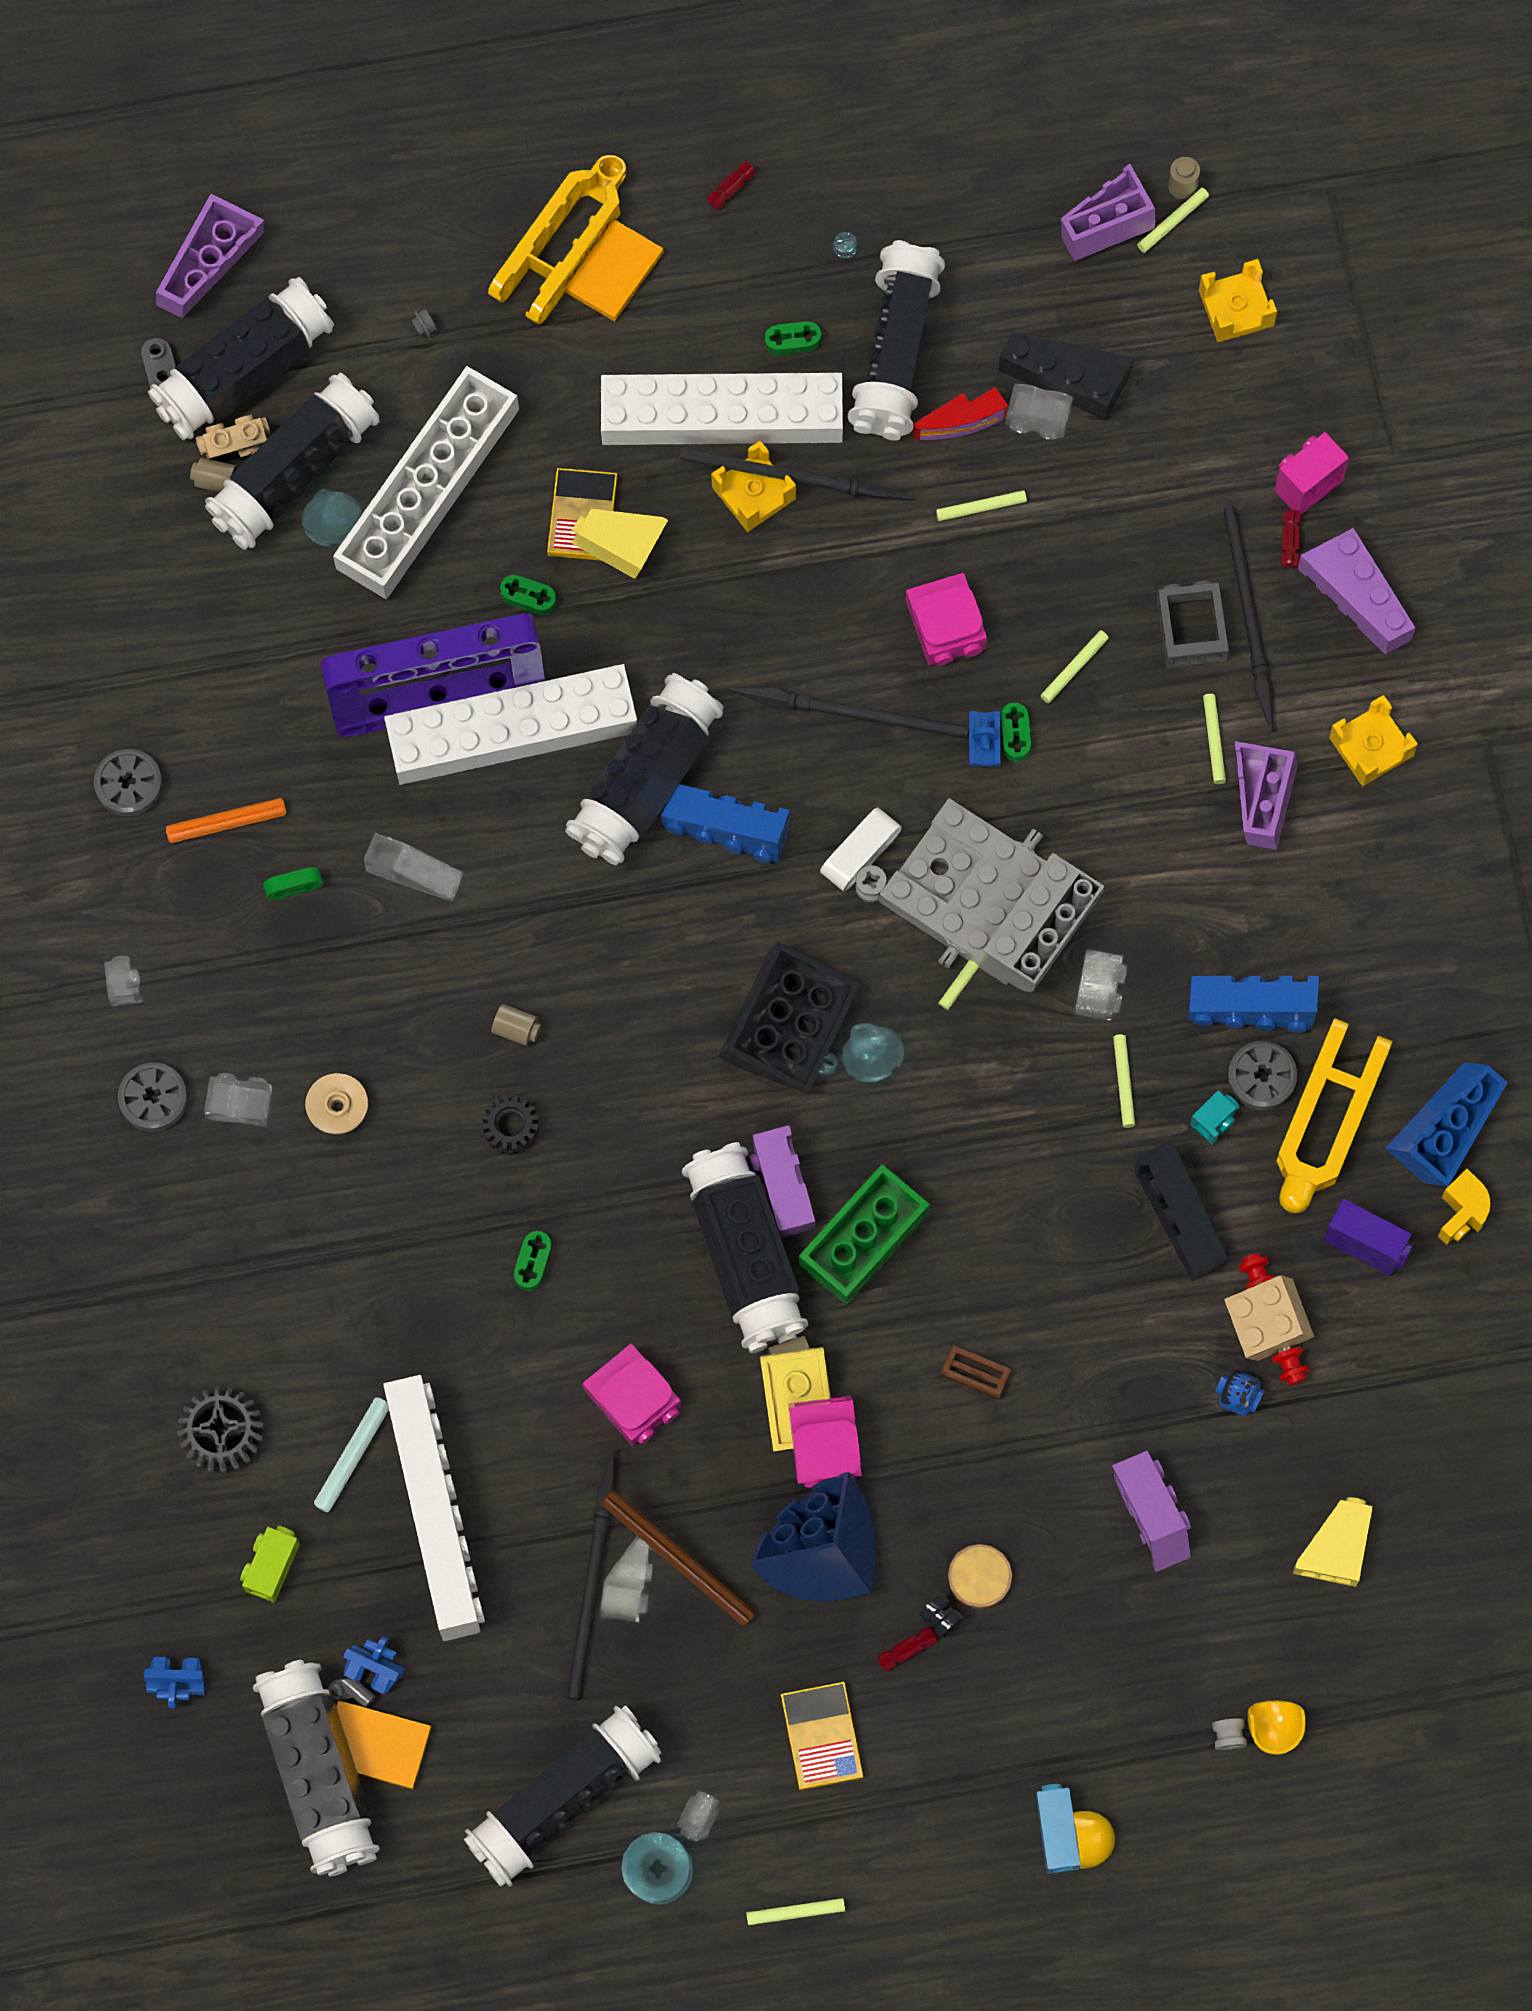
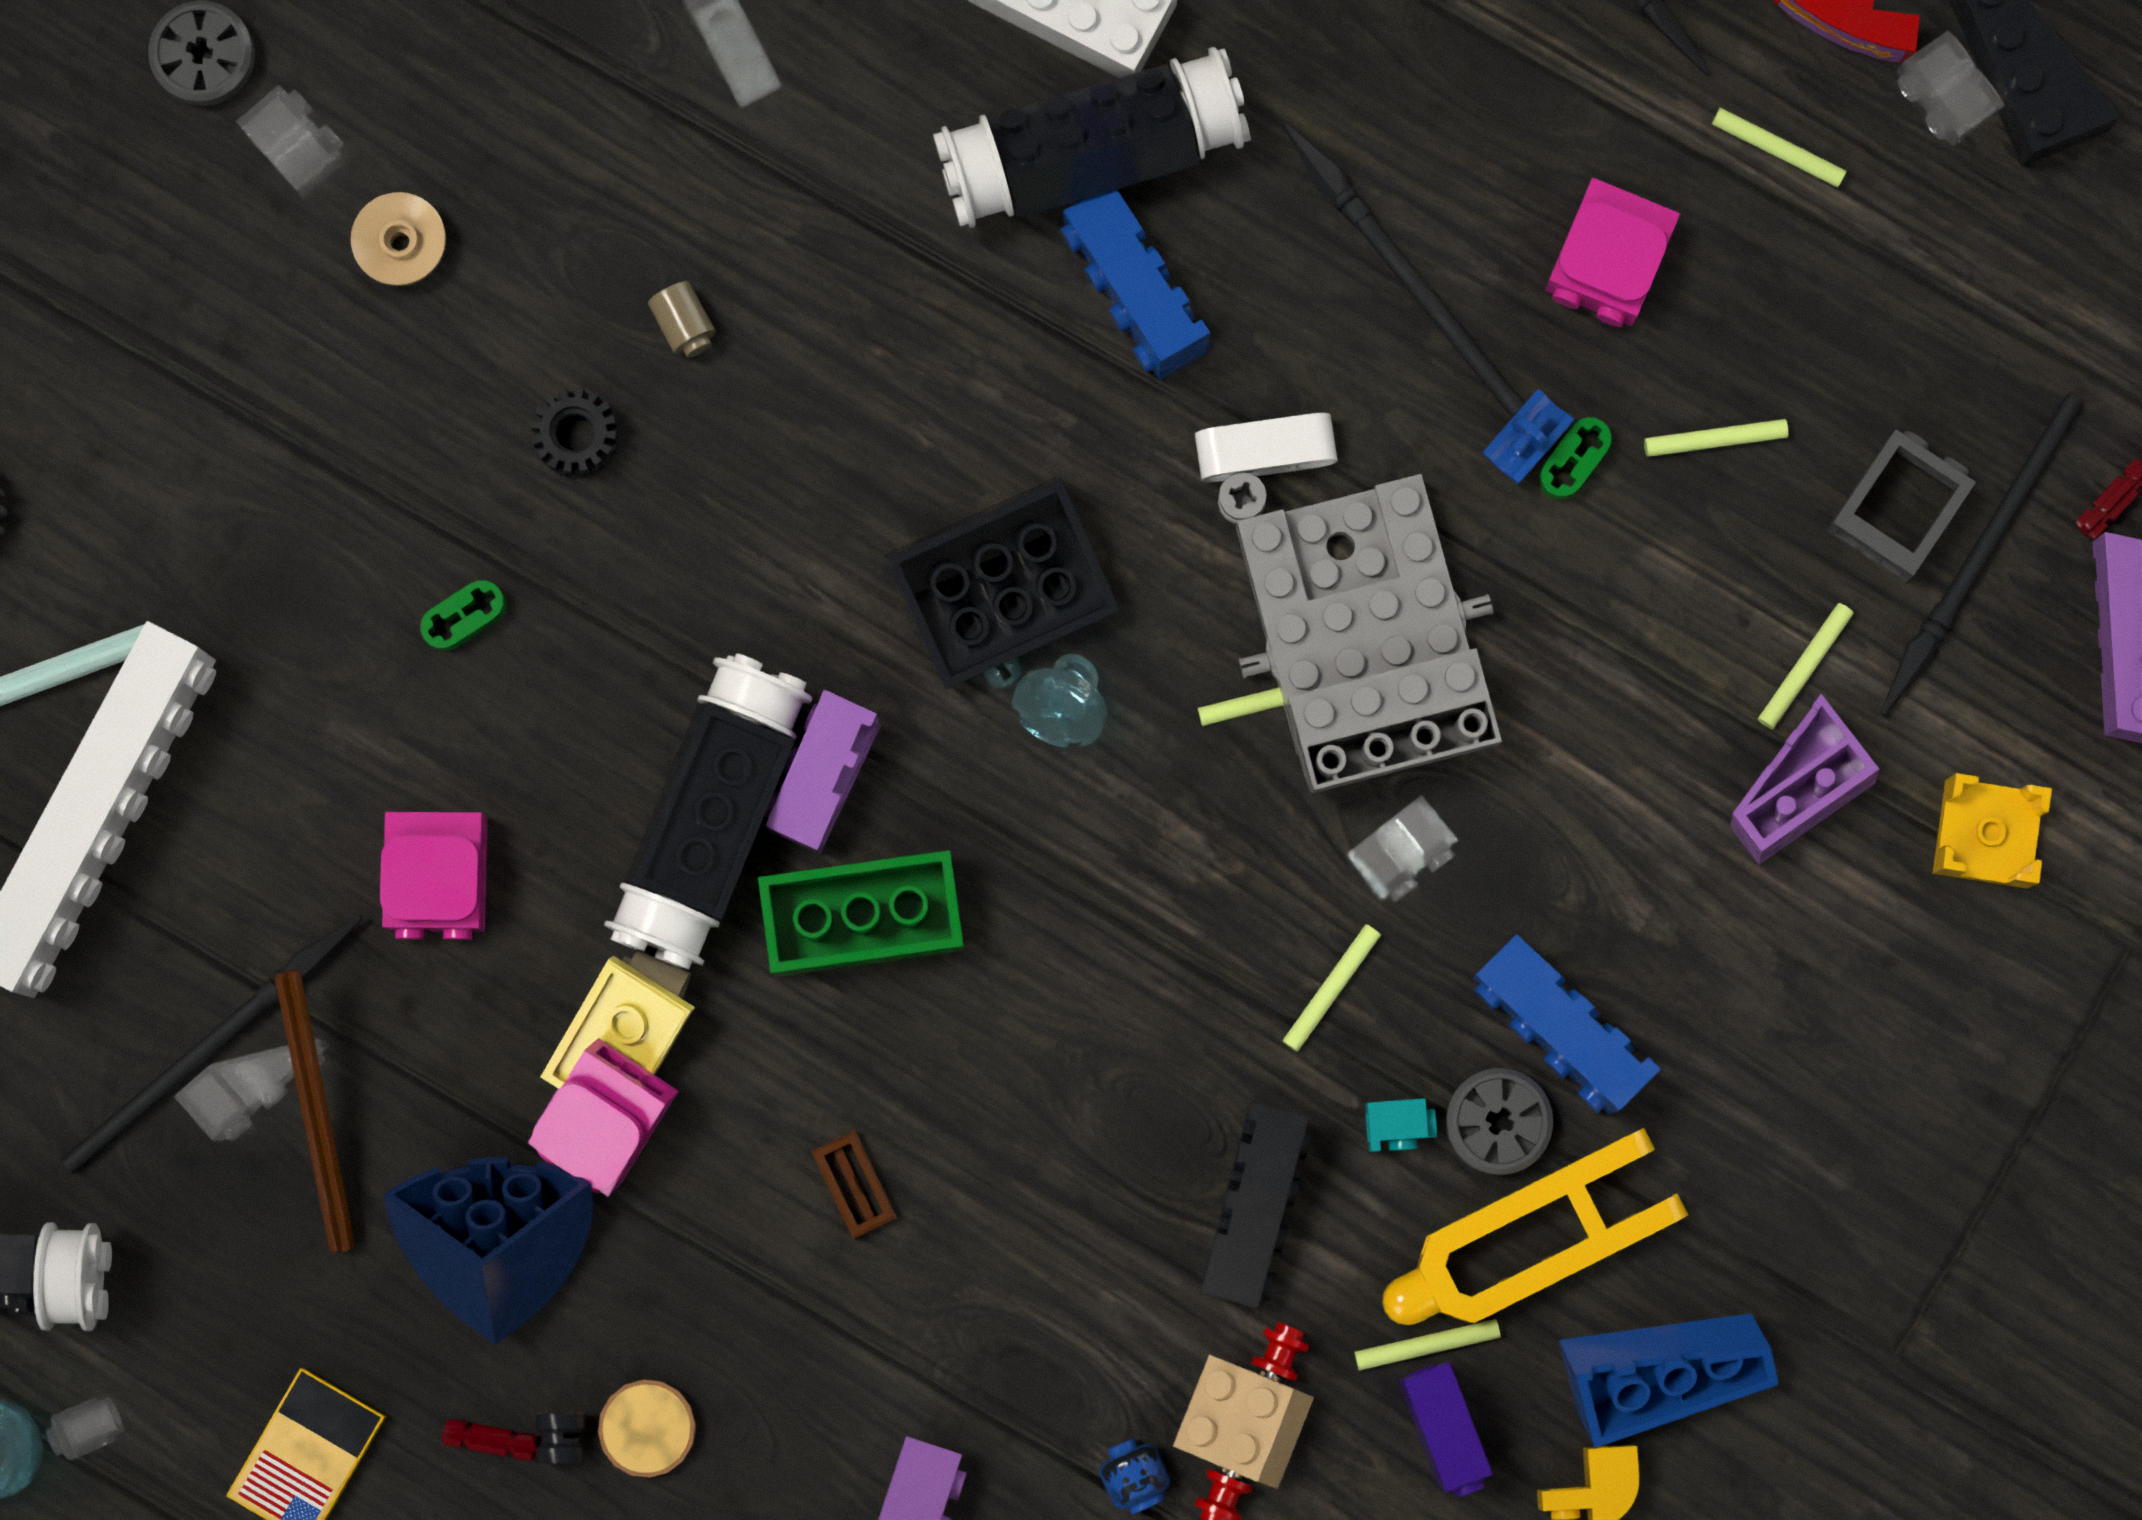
camera: 40 degrees right, 10 degrees up
(1323, 1211) = (1427, 1344): none -> yellowish green bar

